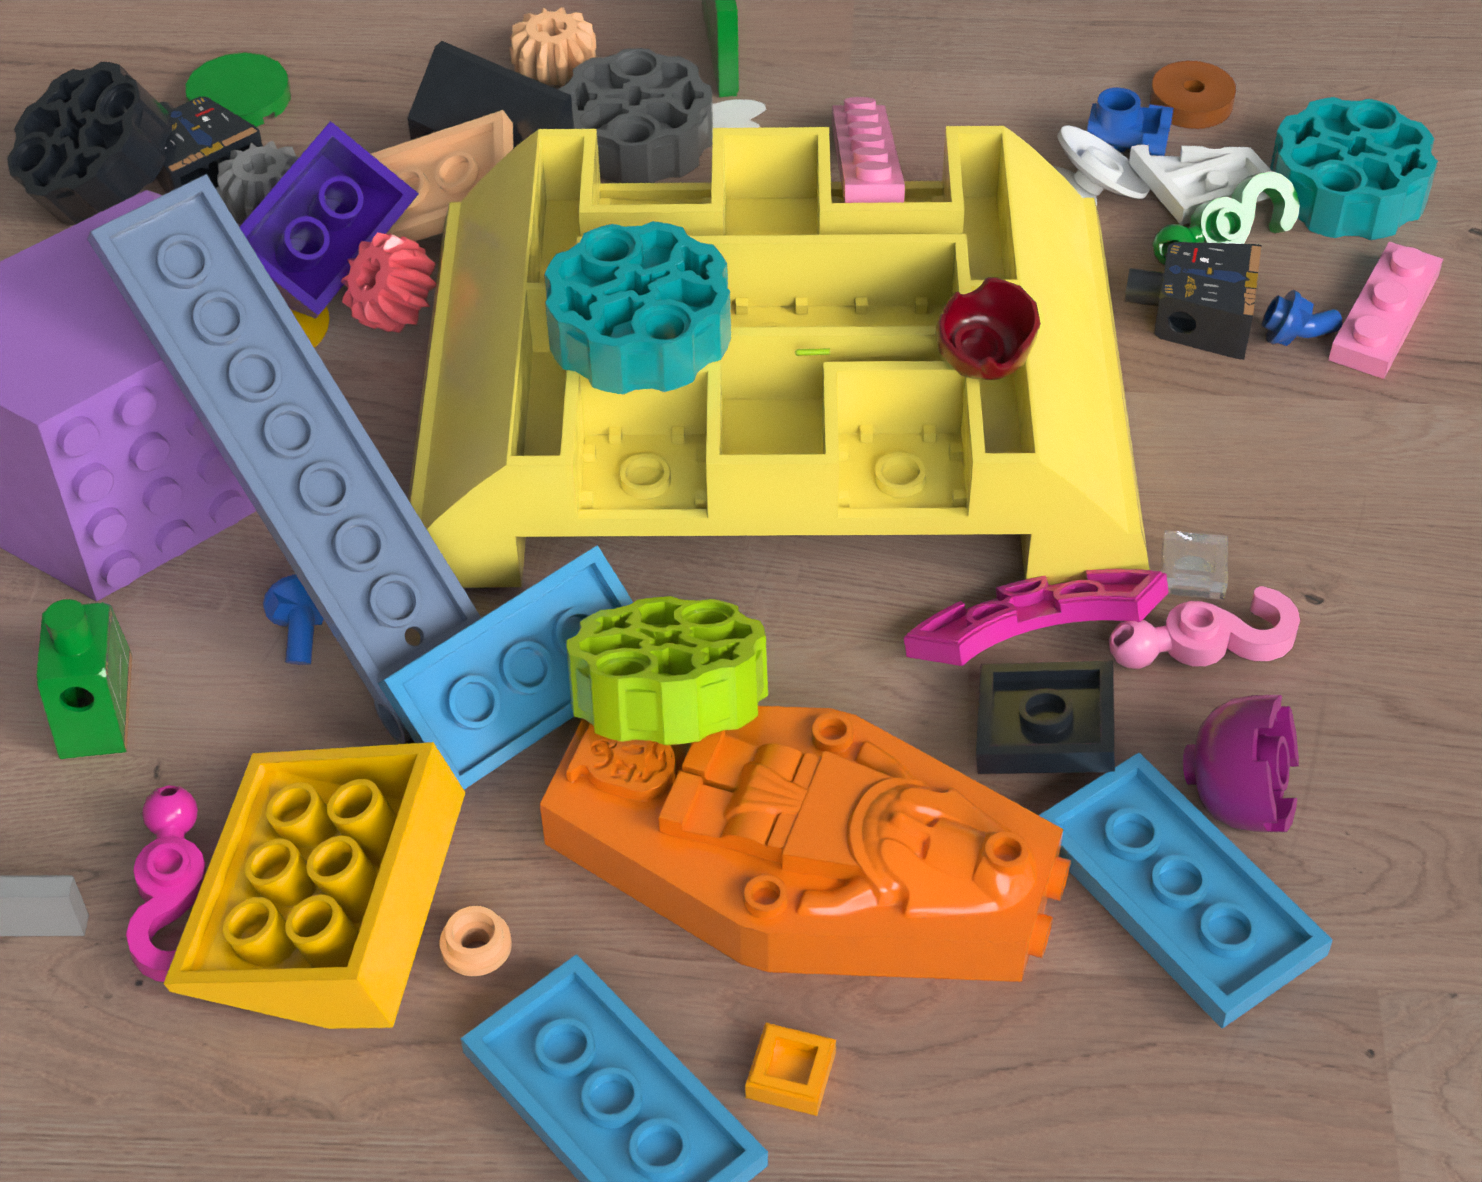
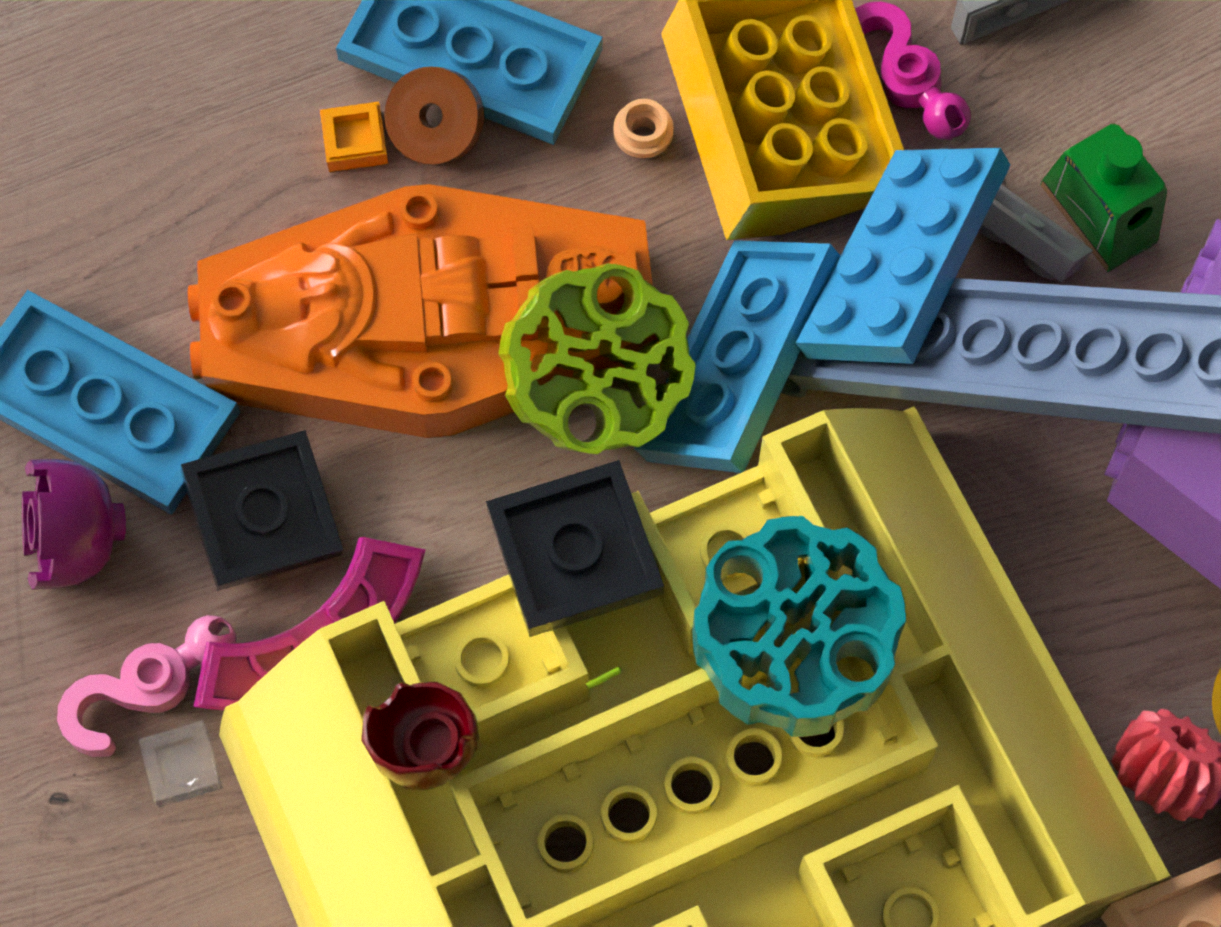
camera: 155 degrees right, 20 degrees up
(189, 713) = (1046, 246): none -> light grey plate
(322, 637) = (903, 255): none -> dark azure plate
(693, 1028) = (407, 112): none -> dark orange piece
(788, 419) = (575, 548): none -> black plate

